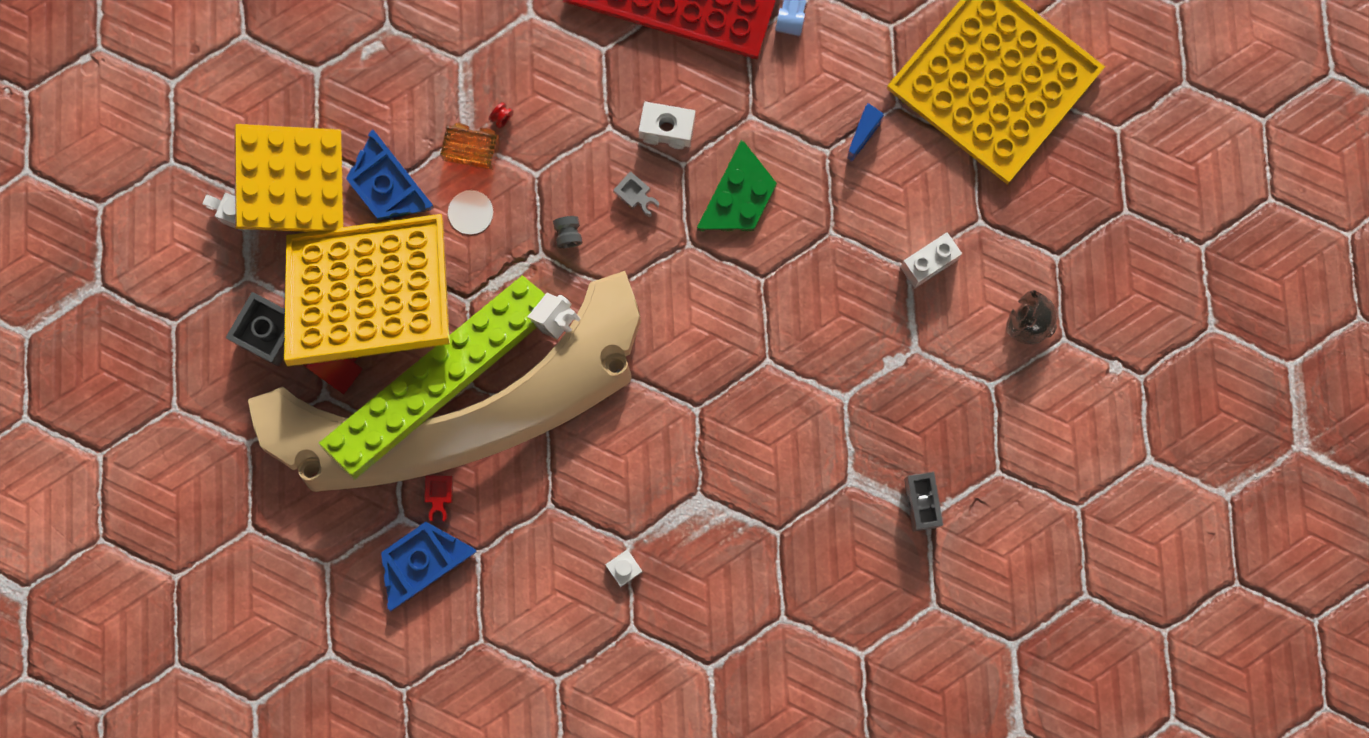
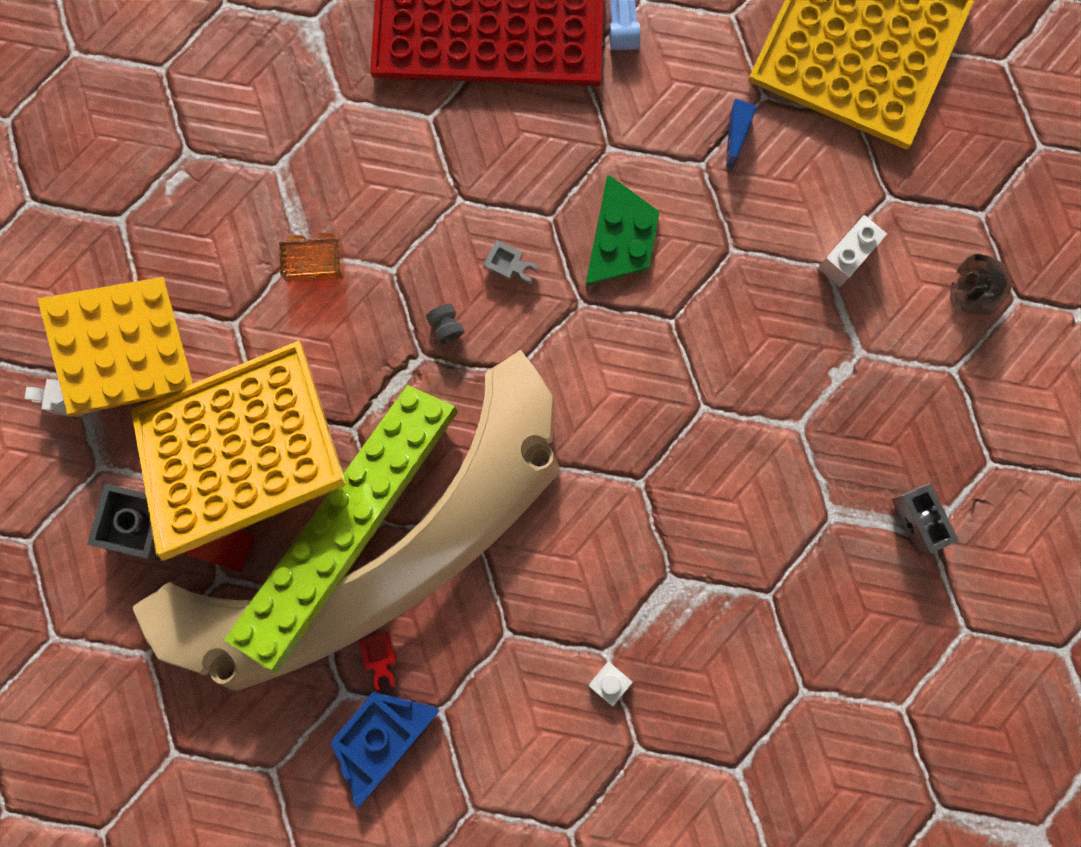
camera: 15 degrees left, 0 degrees up
(385, 183) = (227, 322): blue wing -> none
(470, 212) = (331, 330): white sticker -> none
(501, 115) = (336, 215): red bush -> none
(553, 315) = (455, 420): white brick -> none
(656, 114) = (534, 168): white brick -> none

